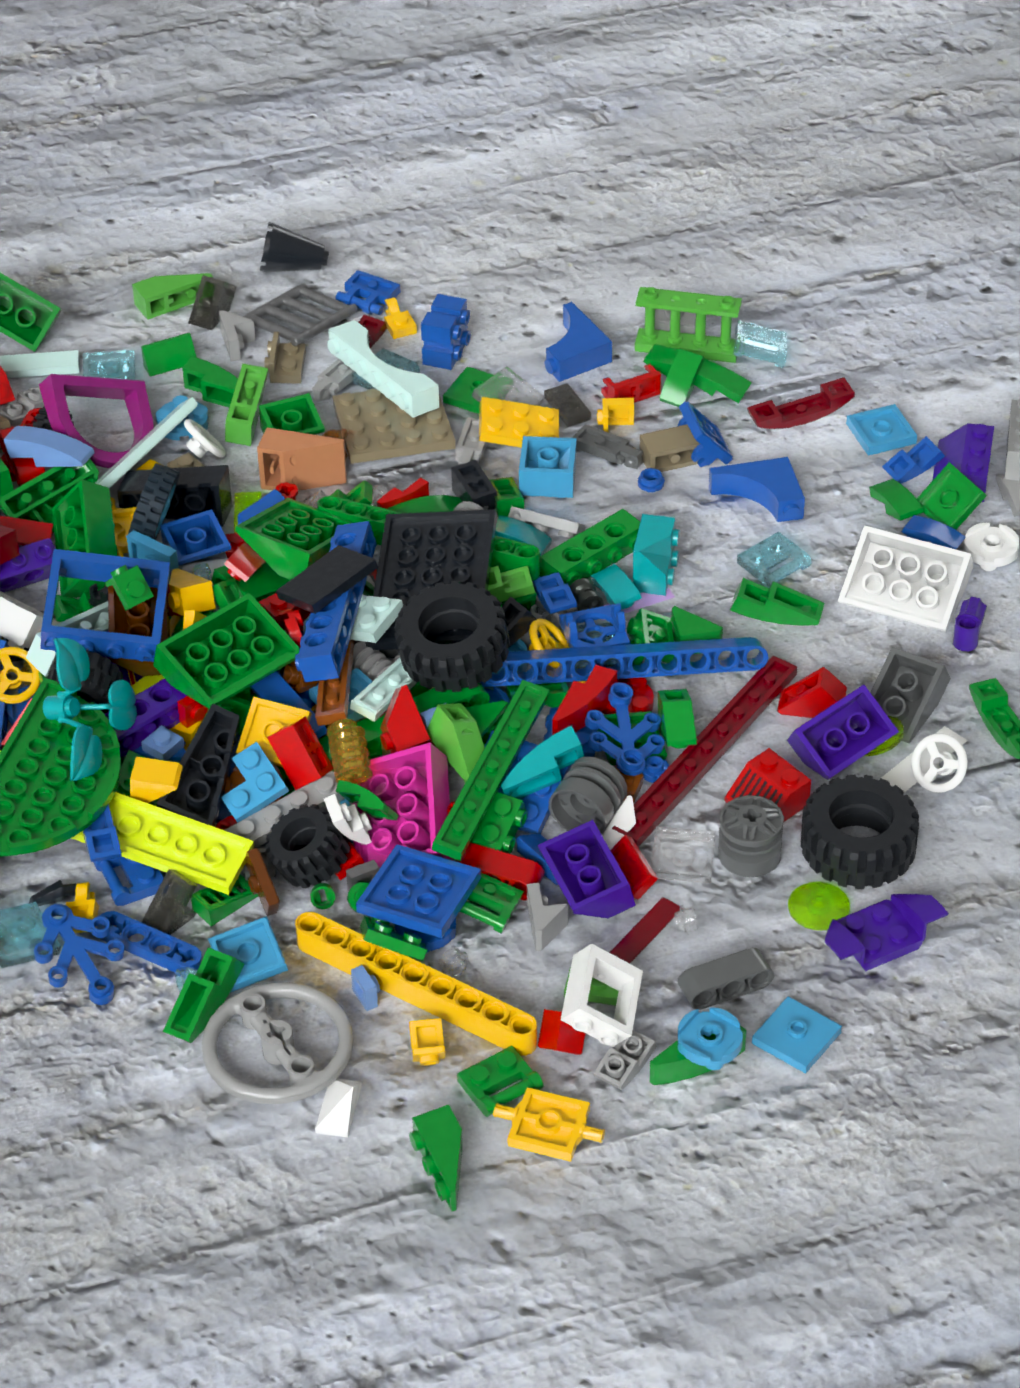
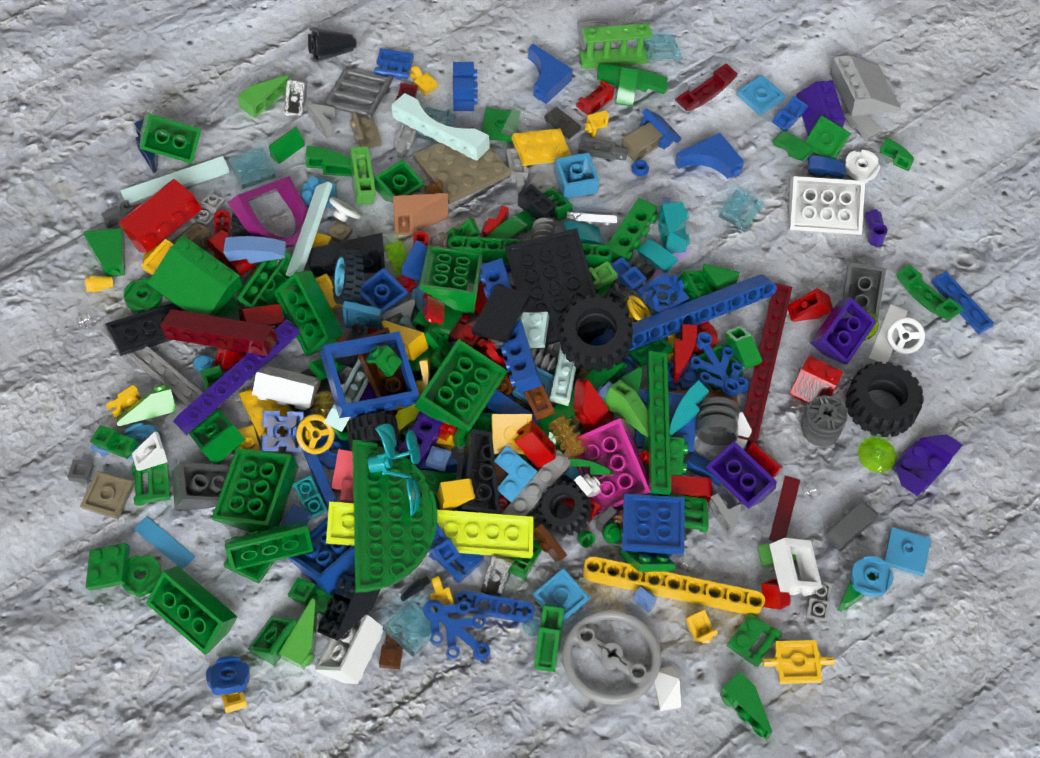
camera: 25 degrees left, 15 degrees up
(776, 604) = (757, 243): green slope -> none

